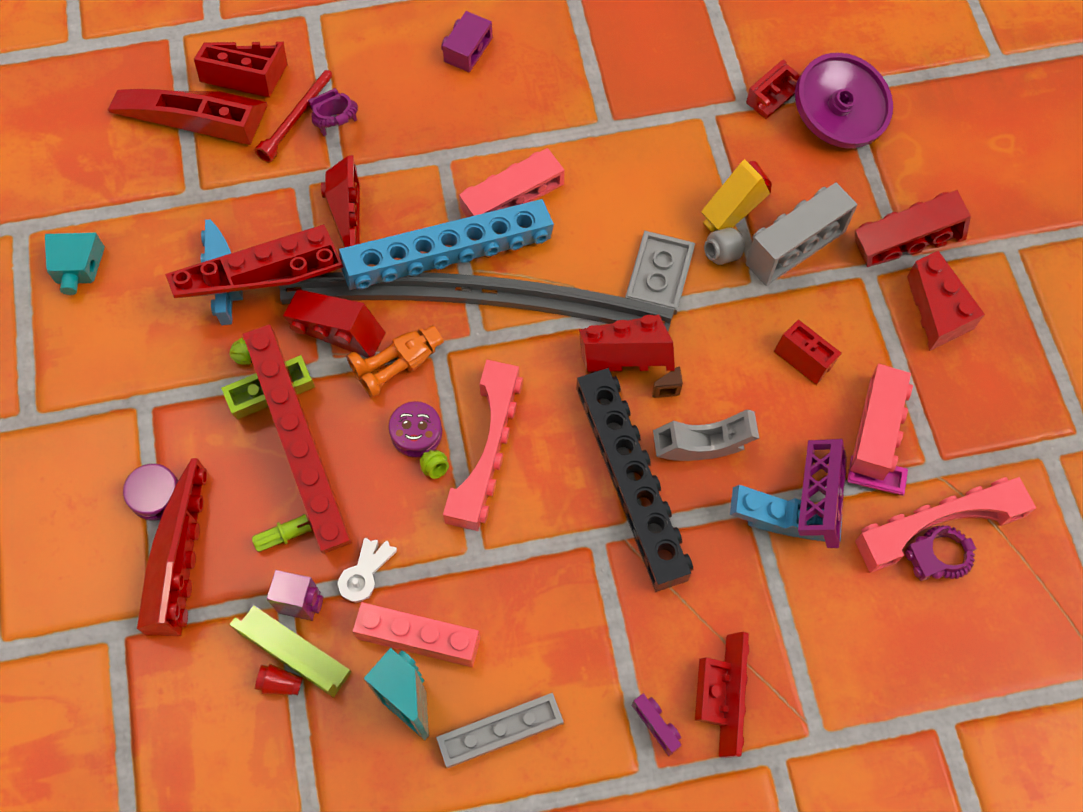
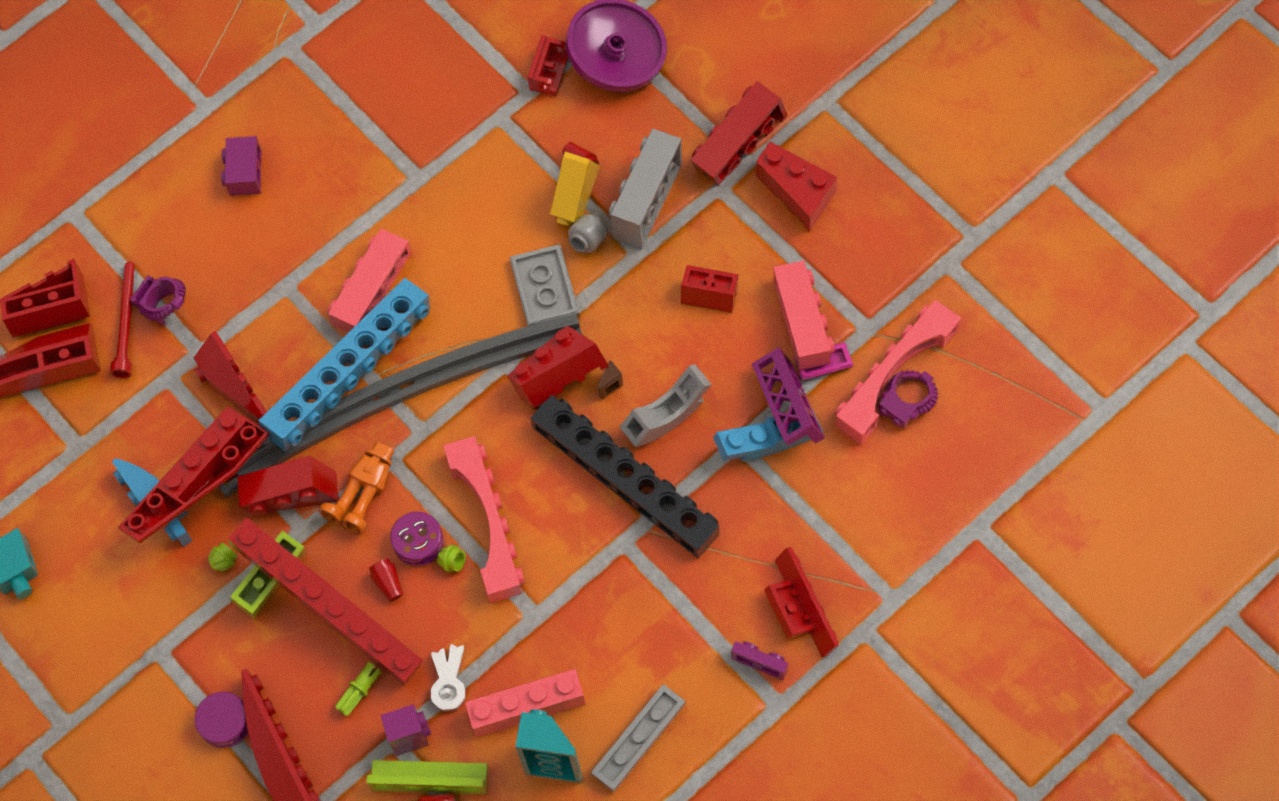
camera: 25 degrees left, 0 degrees up
(367, 449) = (386, 579): none -> red cone

